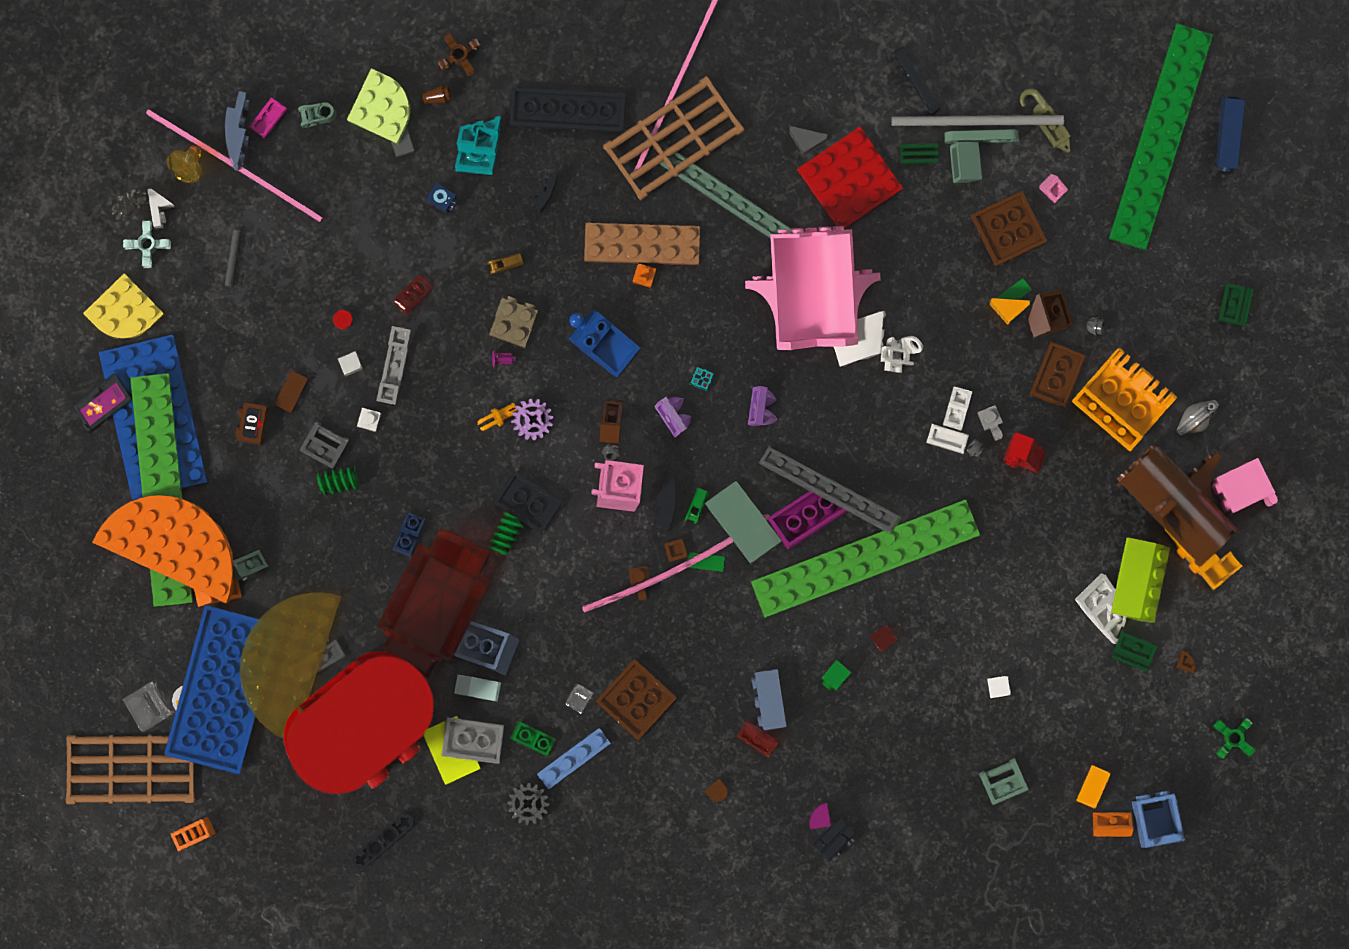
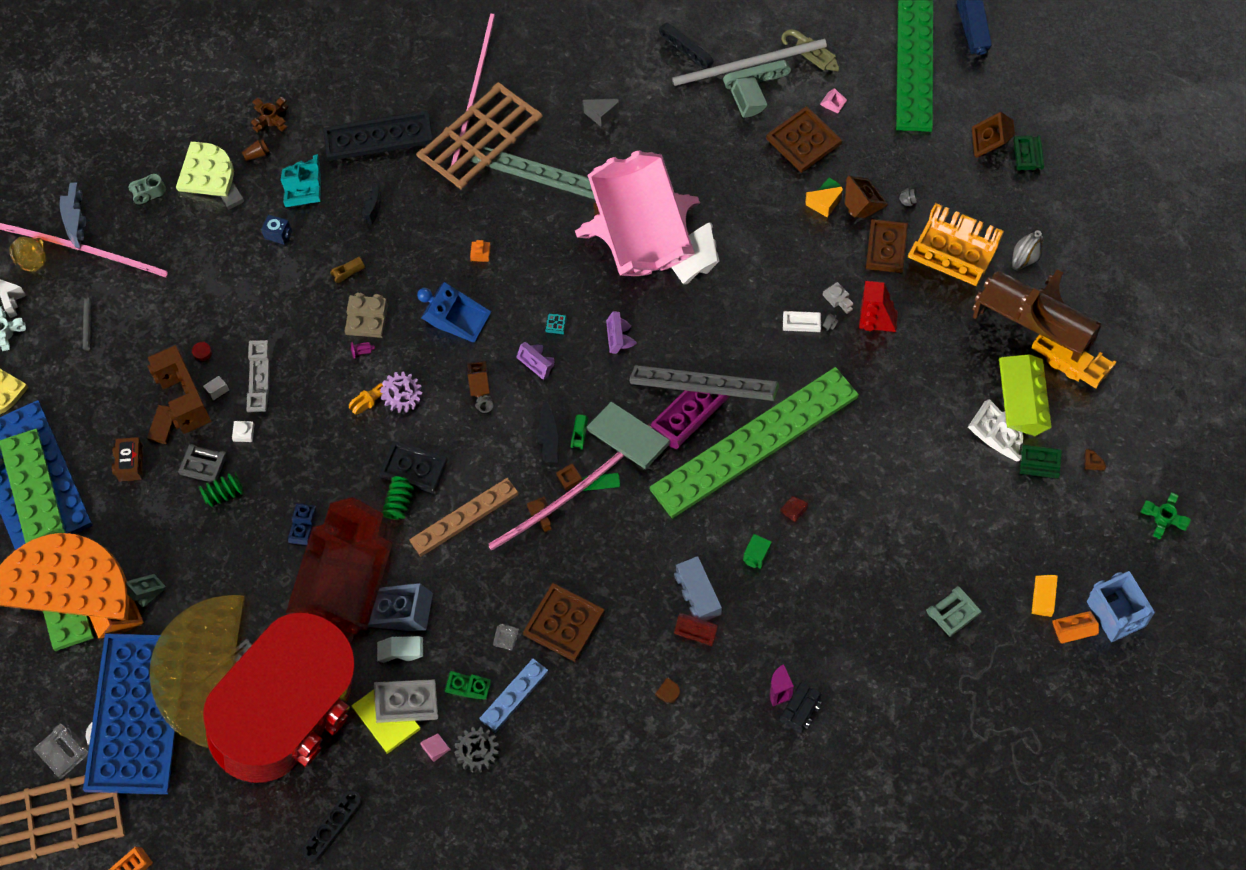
camera: 15 degrees left, 20 degrees down
(268, 118) = (102, 202): dark pink plate -> none
(310, 336) = (188, 410): none -> reddish brown plate
(402, 295) = (265, 323): clear red slope -> none
(490, 790) = (435, 747): none -> bright pink slope
(565, 566) = (463, 517): none -> medium nougat plate
(619, 485) = (498, 424): bright pink container -> none
(642, 243) = (470, 225): medium nougat plate -> none
(850, 178) = (649, 128): red plate -> none
(894, 348) = (737, 253): white piece -> none
(919, 153) = (704, 99): dark green tile -> none
(957, 408) = (803, 293): white slope -> none
(999, 686) = (921, 524): white slope -> none
(1204, 275) = (992, 133): none -> reddish brown slope
(1243, 488) = (1094, 290): bright pink container -> none

